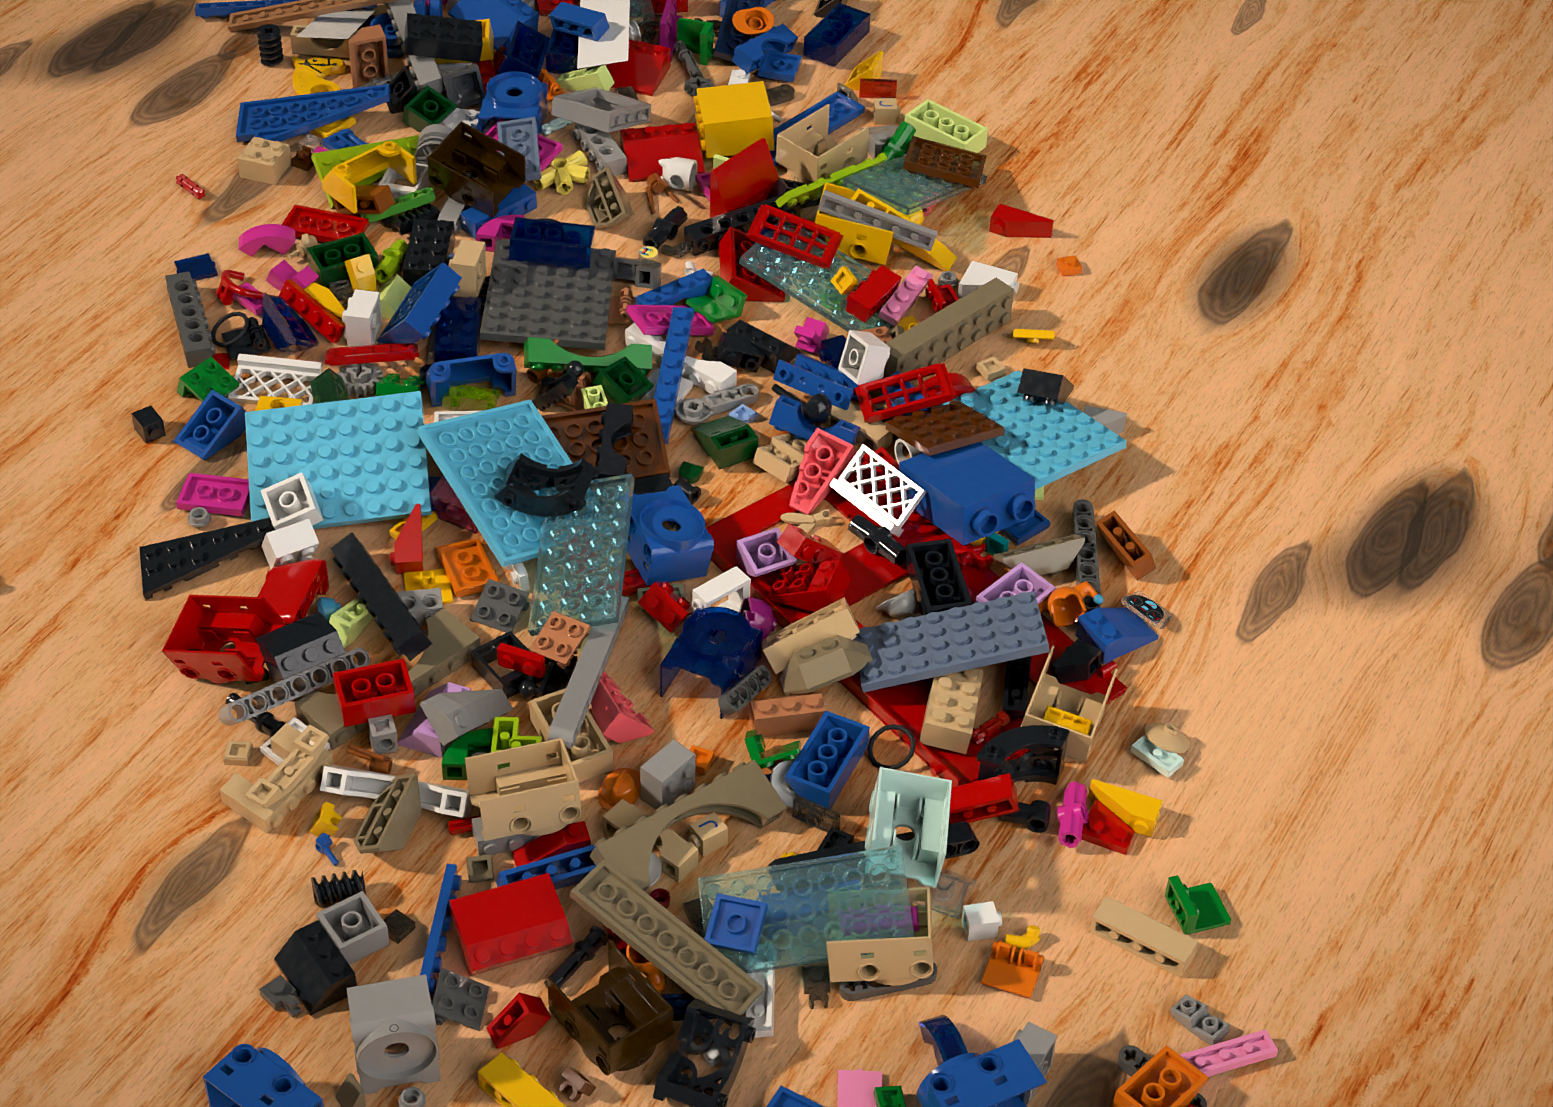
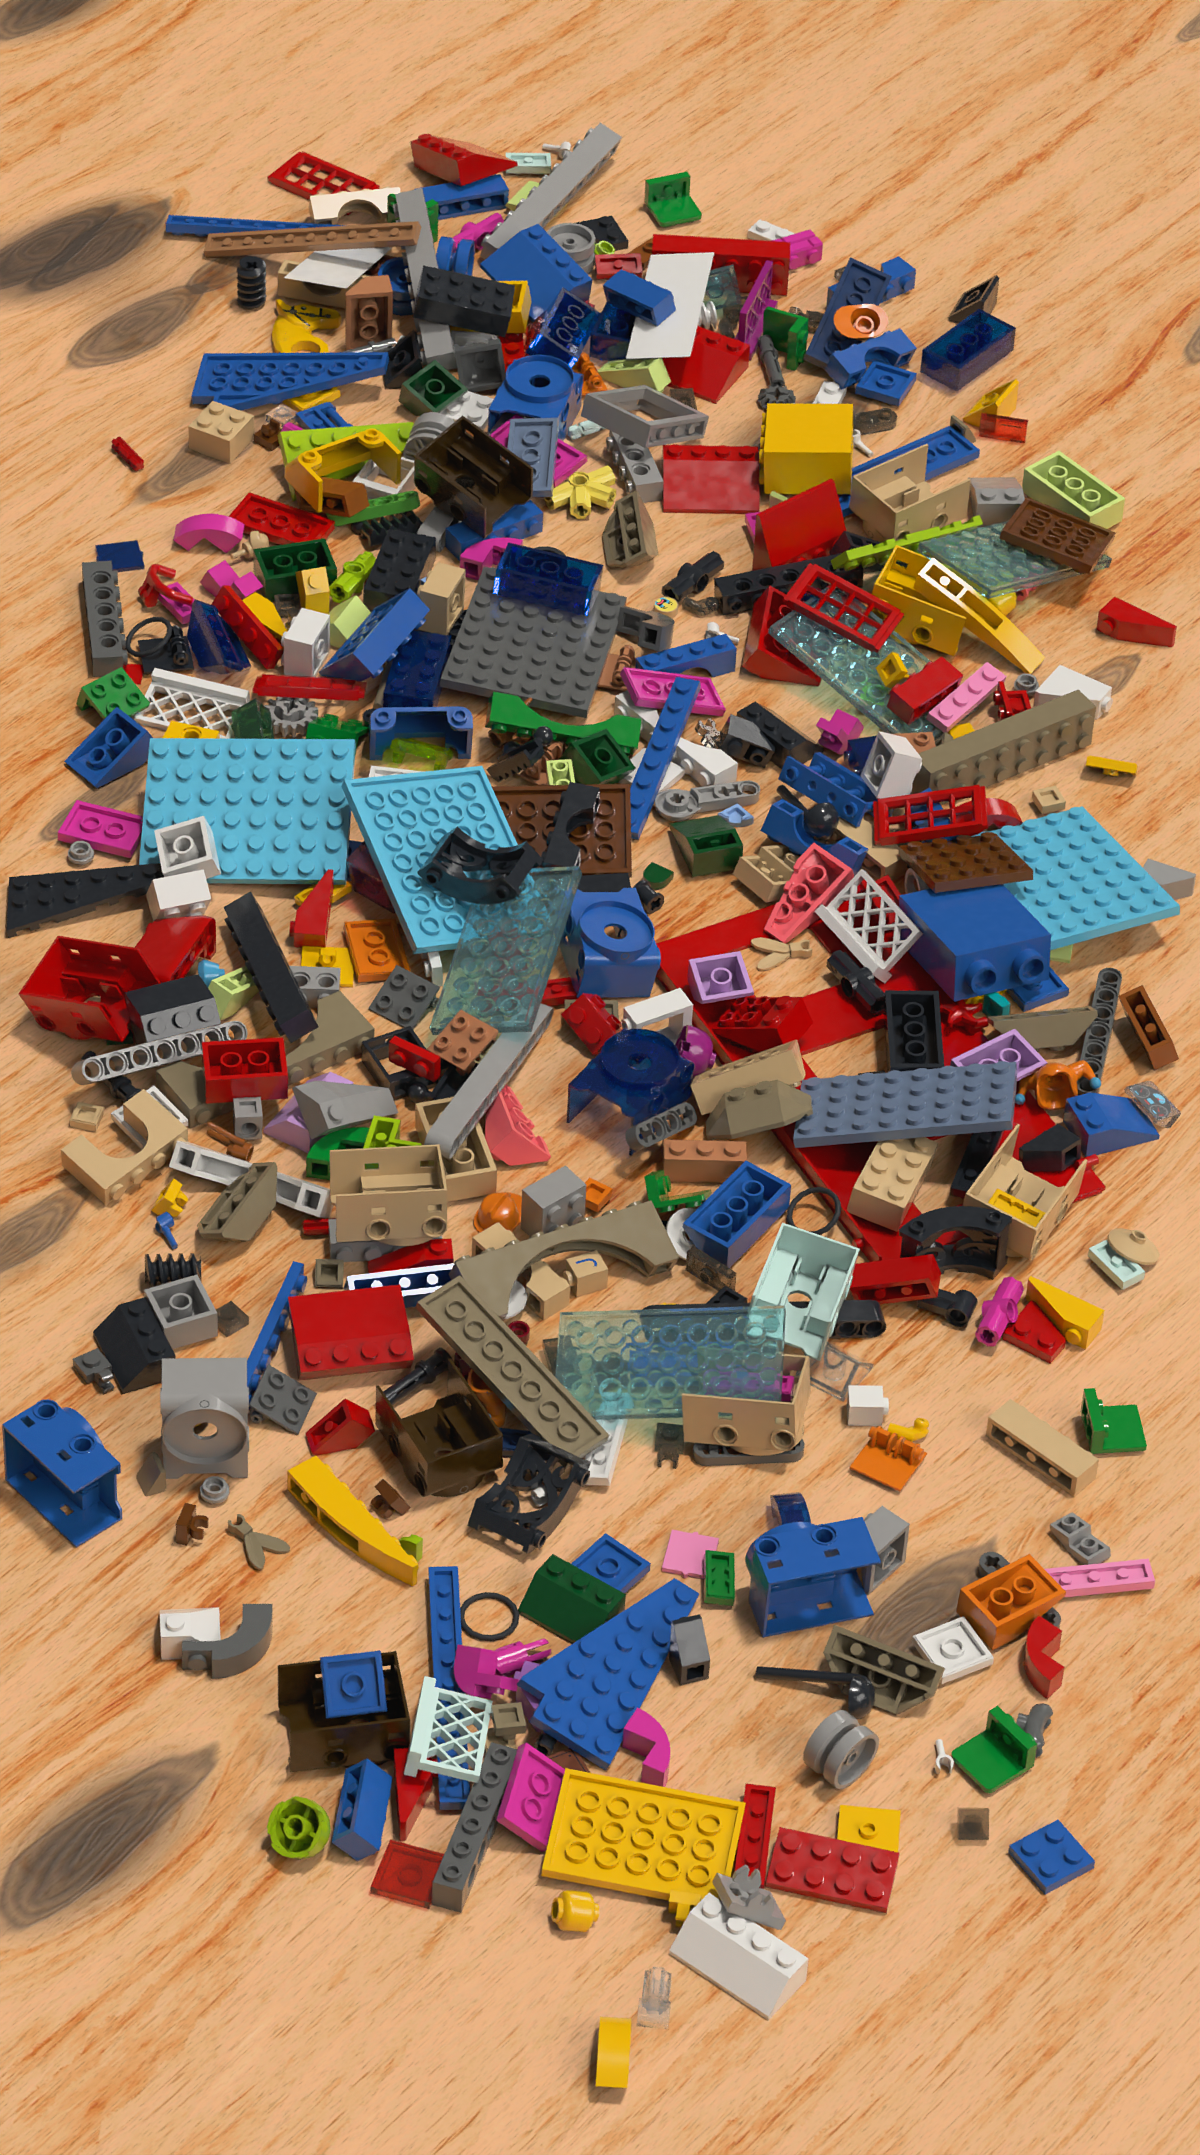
camera: 10 degrees right, 0 degrees up
(148, 424) = (38, 737): black brick -> none
(292, 770) = (142, 1139): tan slope -> none
(657, 185) = (694, 521): dark orange plant -> none
(679, 172) = (725, 509): white piece -> none
(721, 303) = (738, 680): green bracket -> none
(736, 923) = (591, 1364): blue plate -> none
(806, 547) = (767, 979): red arch -> none
(866, 215) = (933, 592): light grey plate -> none
(886, 111) = (1005, 459): tan brick -> none
(896, 145) = (1002, 507): green piece -> none
(901, 605) = (864, 1058): light grey hat -> none
(990, 727) = (947, 1200): red axle -> none
(1044, 387) = (1100, 830): black slope -> none
(1069, 265) = (1183, 685): orange plate -> none

